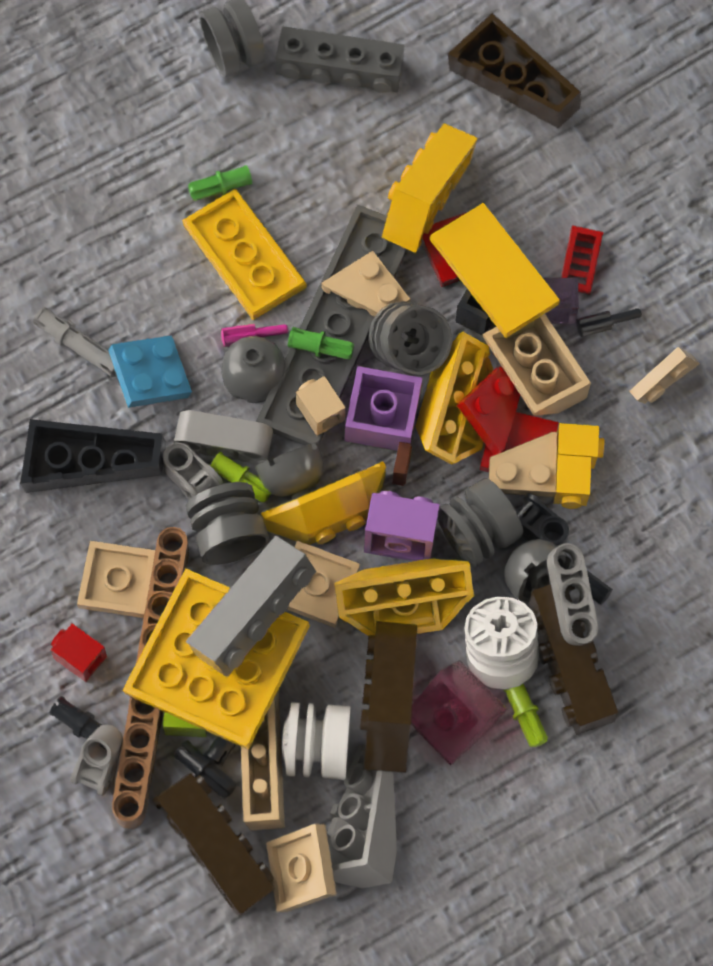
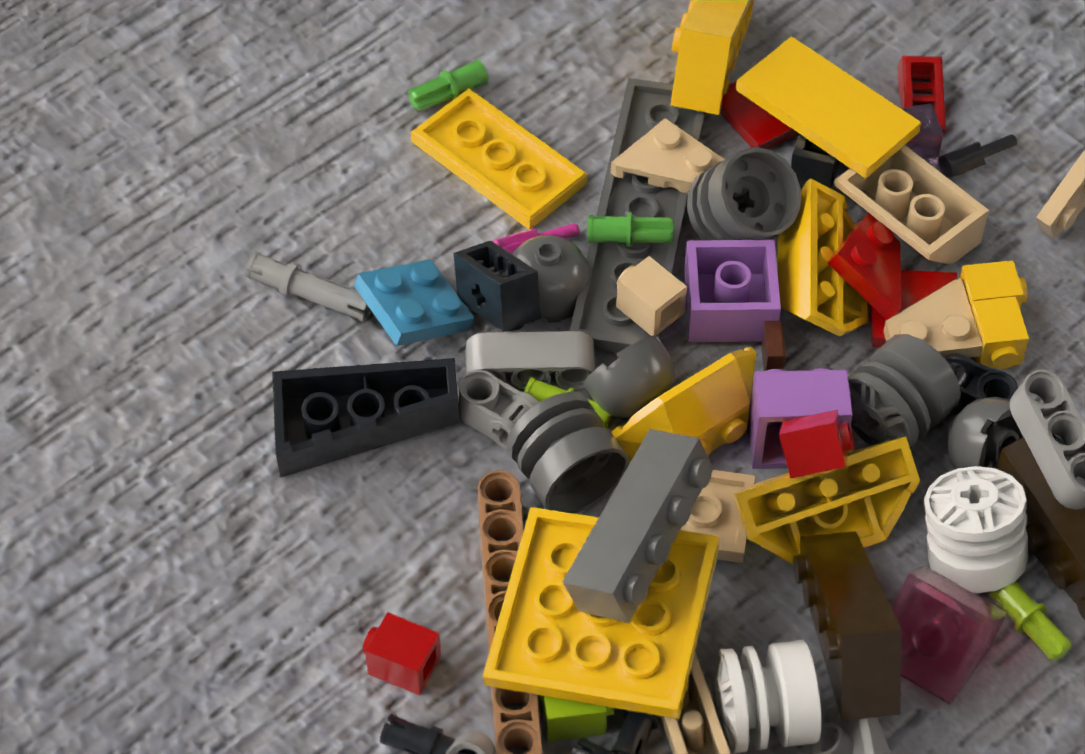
camera: 10 degrees left, 15 degrees down
(116, 579) = (432, 555): tan plate -> none
(210, 374) = (497, 285): none -> black brick
(399, 559) = (815, 443): none -> red brick

